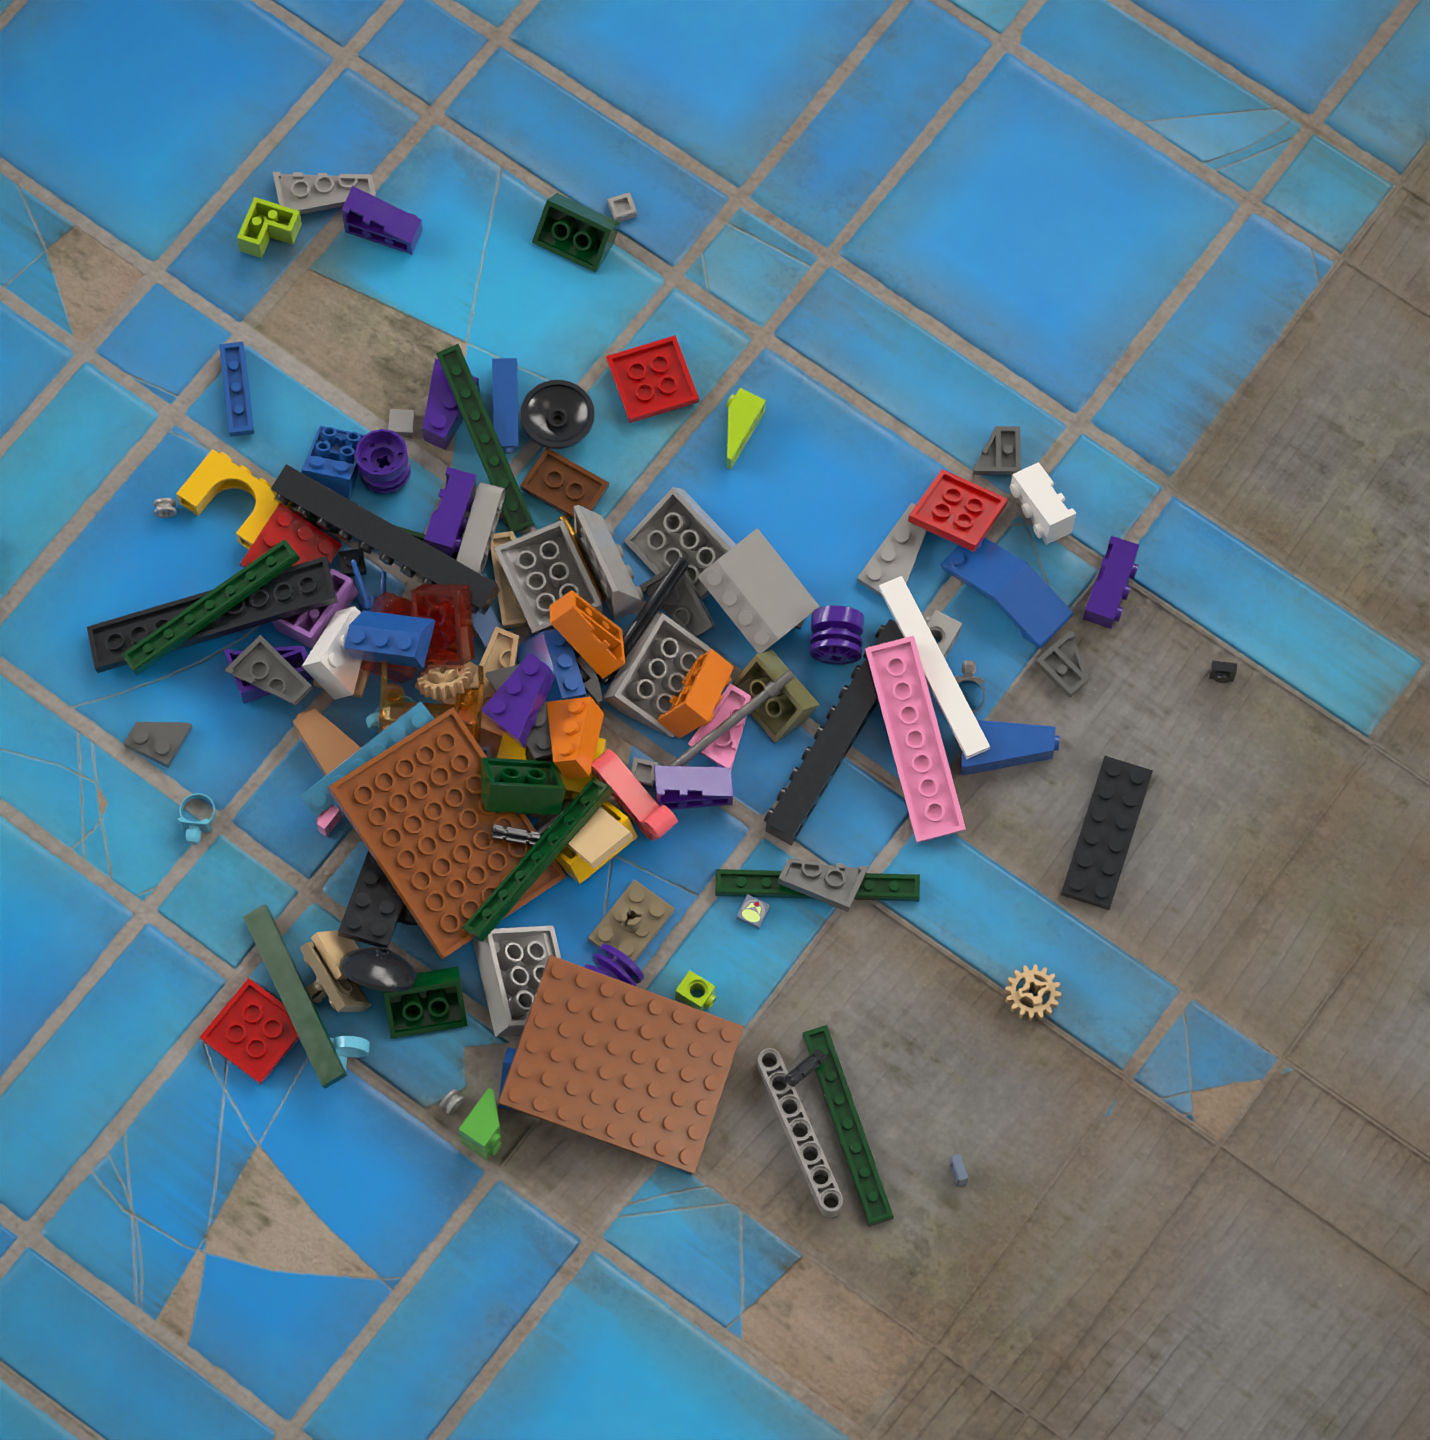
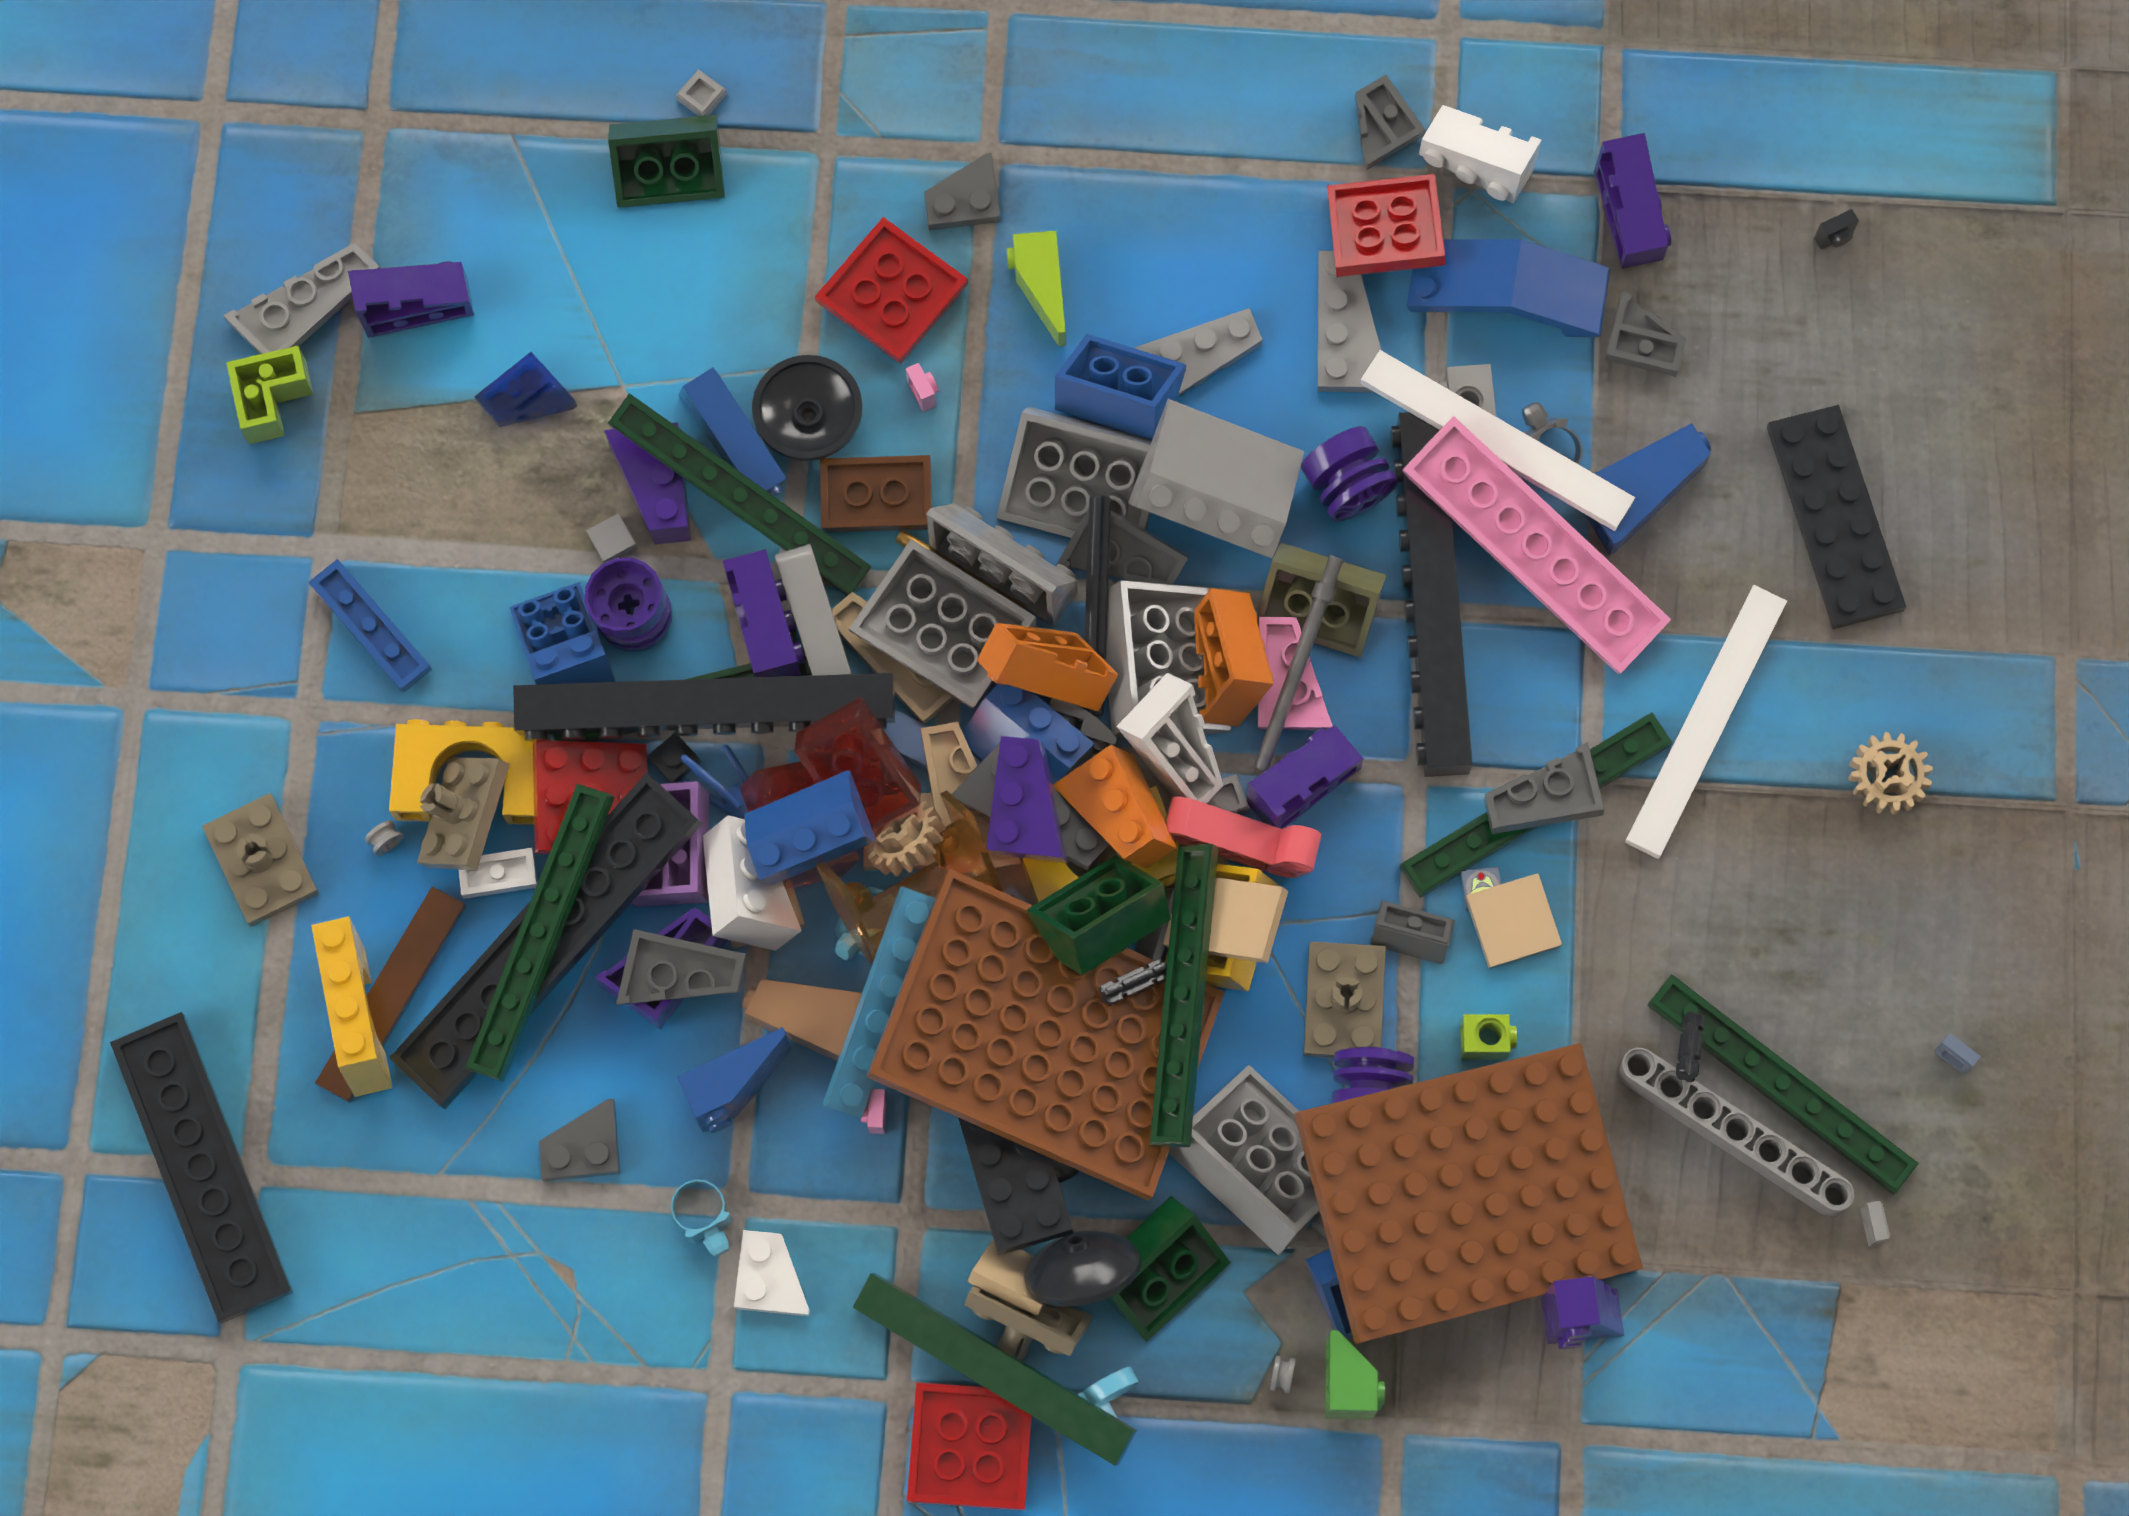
camera: 30 degrees left, 5 degrees up
(91, 479) = (260, 859): none -> dark tan plate
(91, 561) = (343, 977): none -> yellow arch
(111, 594) = (402, 975): none -> reddish brown tile
(209, 872) = (768, 1277): none -> white wing
(212, 563) = (500, 874): none -> white plate
(214, 518) = (461, 812): none -> dark tan plate
(260, 752) = (728, 1083): none -> blue slope
(408, 313) = (524, 394): none -> clear blue wing
(628, 717) = (1172, 742): none -> white wedge
(632, 442) = (922, 386): none -> bright pink plate
(638, 1171) = (1580, 1312): none -> dark purple wedge
(696, 911) = (1412, 932): none -> dark grey slope
(731, 352) = (964, 197): none -> dark grey wing
(739, 505) = (1117, 385): none -> blue slope
(757, 939) = (1513, 920): none -> tan tile
(792, 517) = (1208, 346): none -> light grey wing
(843, 1232) = (1875, 1223): none -> light grey tile
(948, 899) = (1706, 722): none -> white tile

